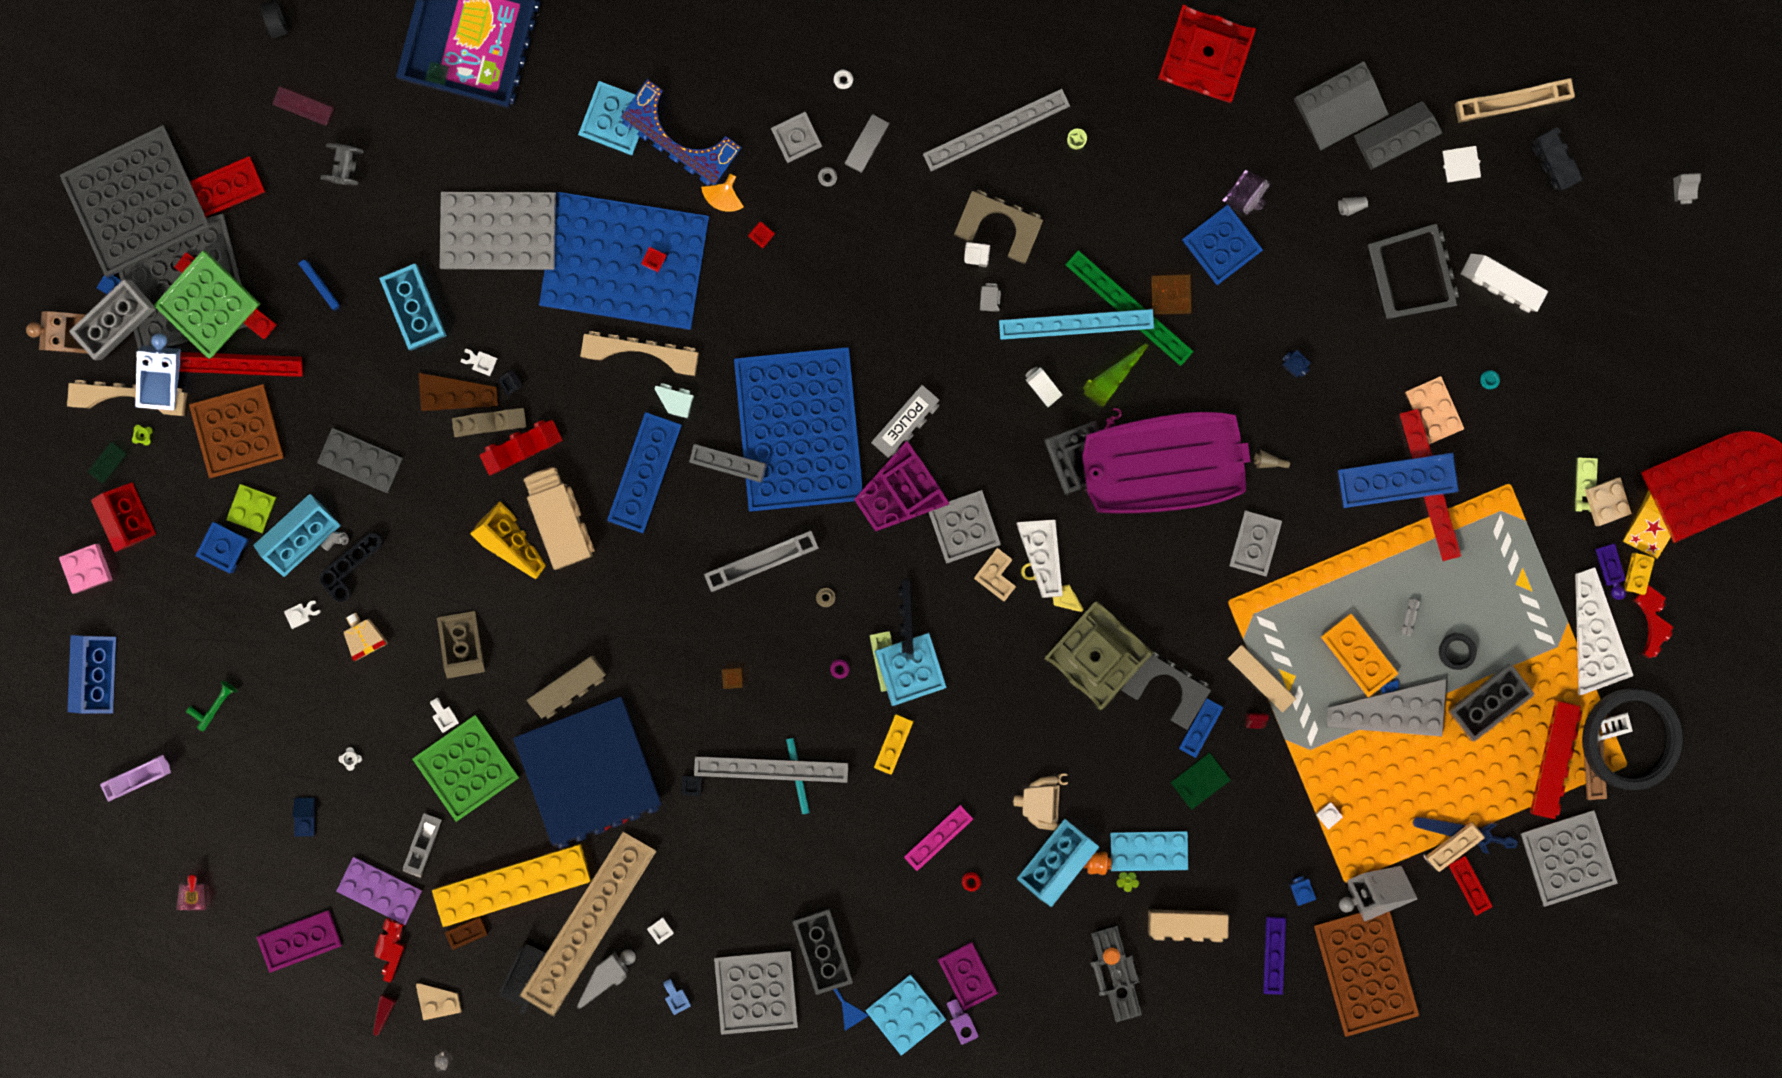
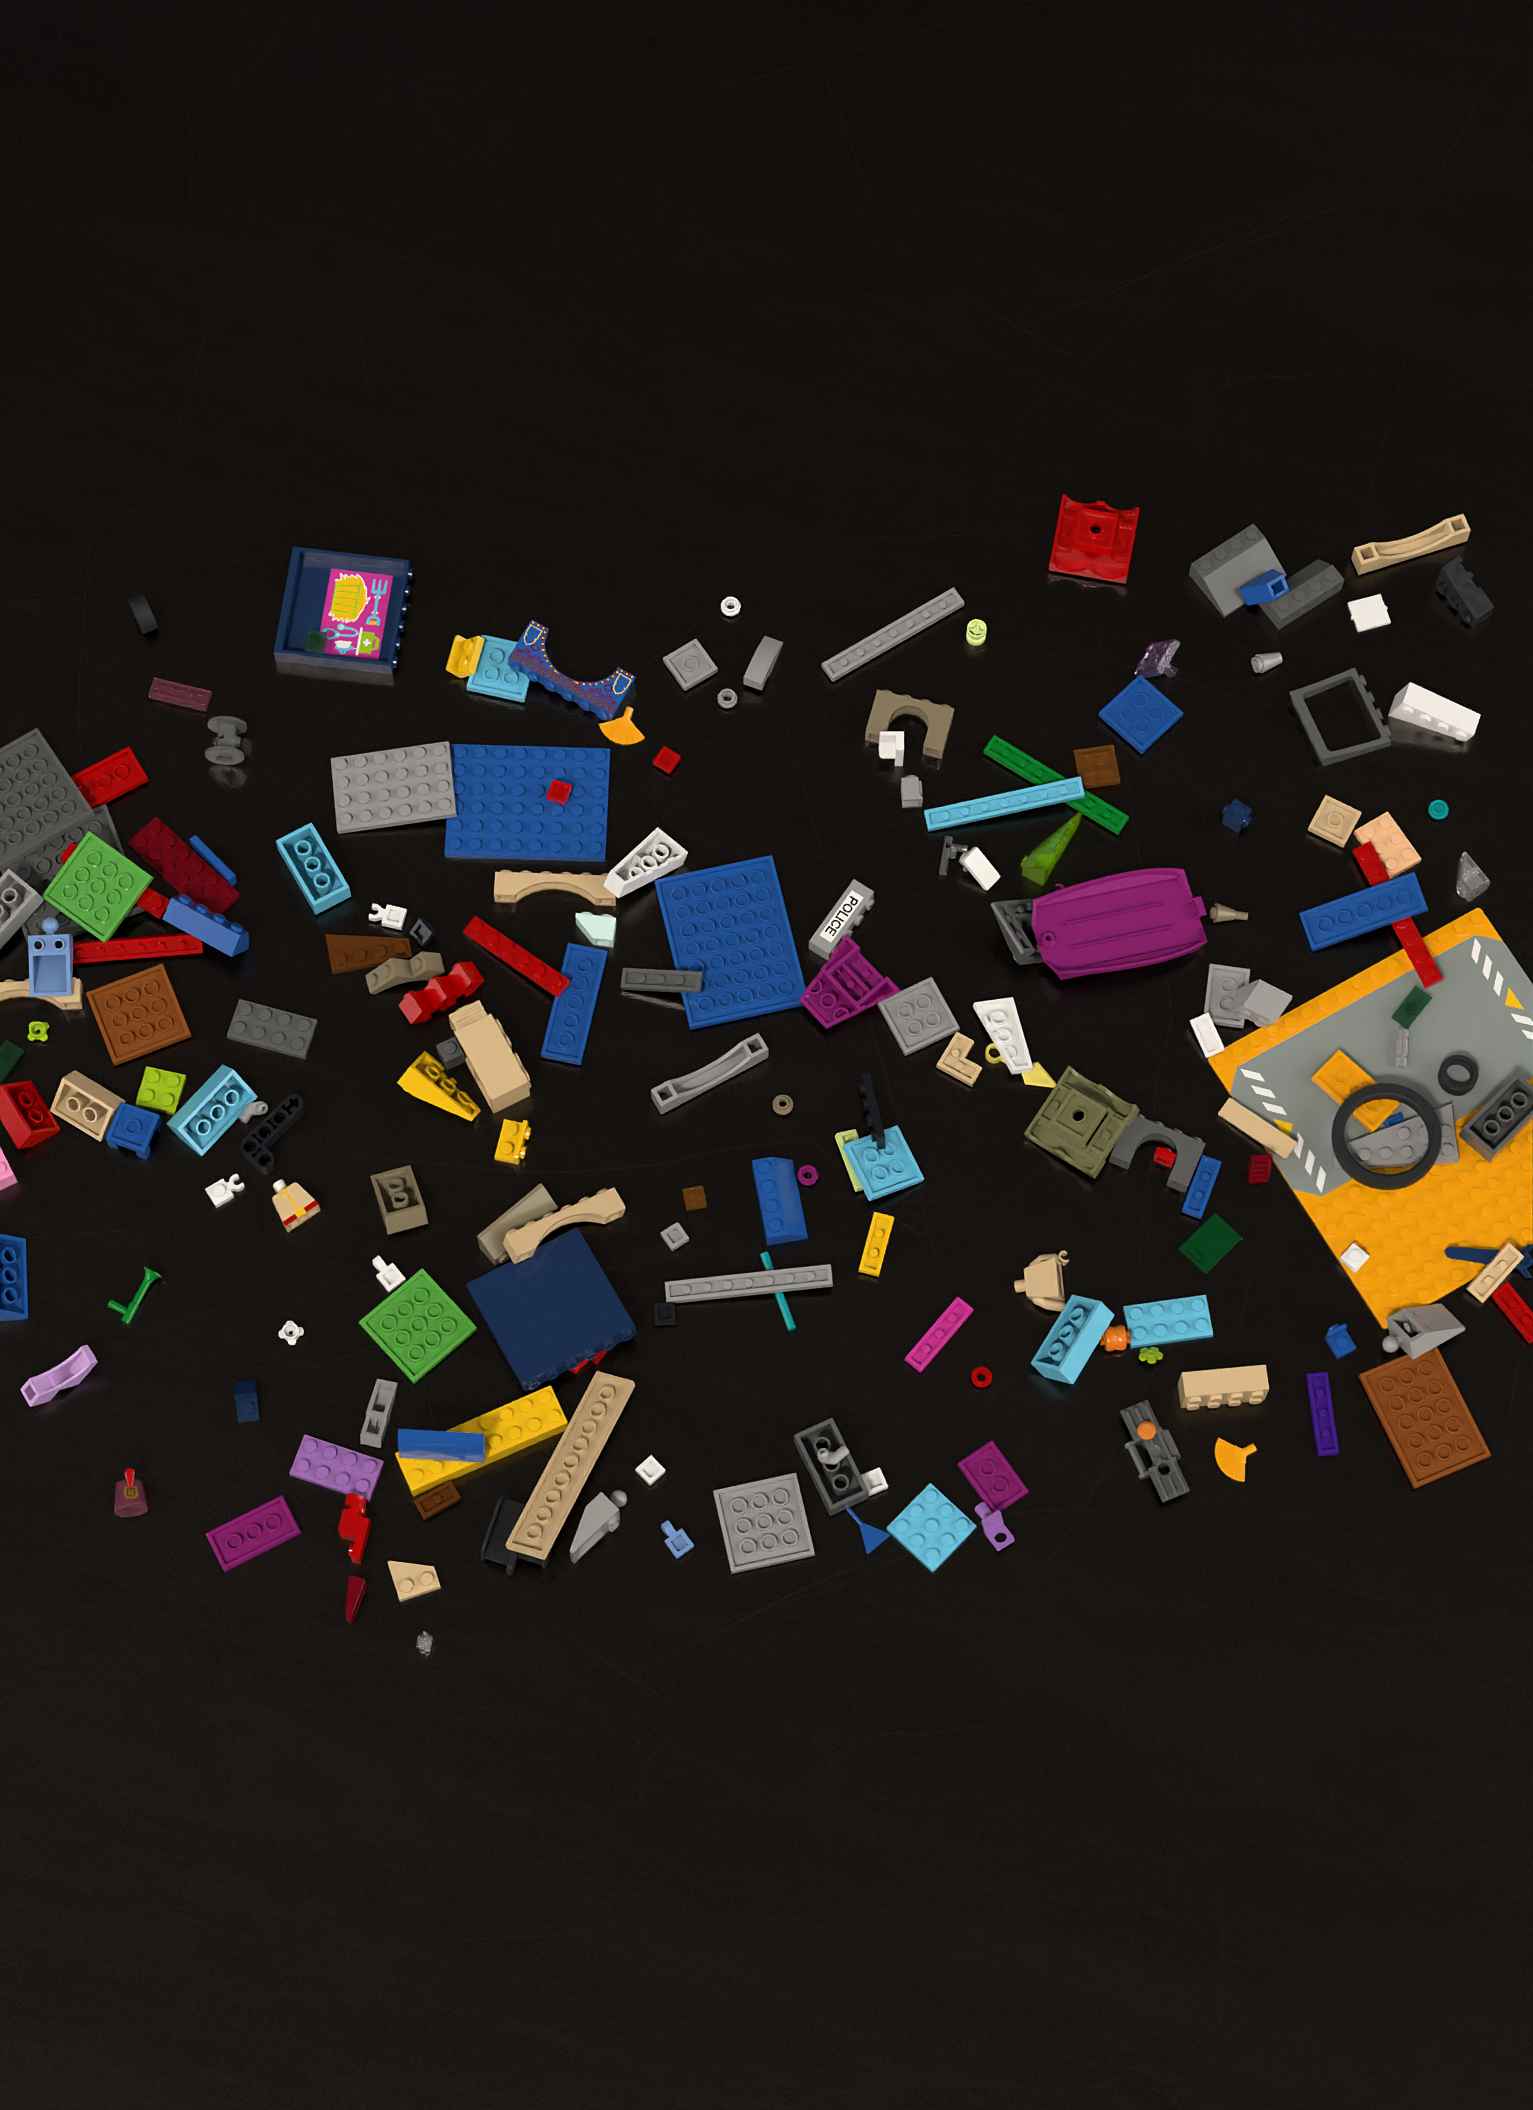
camera: 10 degrees left, 20 degrees down
(181, 516) = (86, 1105): none -> tan slope
(291, 288) = (182, 867): none -> dark red plate
(305, 357) = (206, 925): none -> blue slope
(473, 896) = (441, 1445): none -> blue slope
(521, 509) = (450, 1053): none -> dark grey brick
(570, 601) = (511, 1141): none -> yellow bracket
(572, 708) = (600, 1208): none -> tan arch
(580, 101) = (464, 656): none -> yellow bracket
(595, 419) = (516, 957): none -> red plate
(709, 713) = (674, 1236): none -> light grey plate
(730, 342) = (648, 861): none -> white wedge
(810, 691) = (779, 1200): none -> blue slope
(823, 948) = (830, 1457): none -> light grey arm
(859, 967) = (874, 1481): none -> white plate
(1018, 364) = (950, 853): none -> dark grey hose
(1172, 694) = (1164, 1156): none -> red plate
(1186, 986) = (1232, 1458): none -> light orange hand
(1230, 581) = (1207, 1035): none -> white tile
(1283, 561) = (1260, 1003): none -> light grey slope
(1364, 130) = (1265, 588): none -> blue slope
(1388, 379) = (1334, 821): none -> tan plate
(1422, 701) = (1391, 1092): none -> black tyre
(1426, 579) = (1411, 1007): none -> clear green plate
(1505, 456) = (1470, 878): none -> clear slope

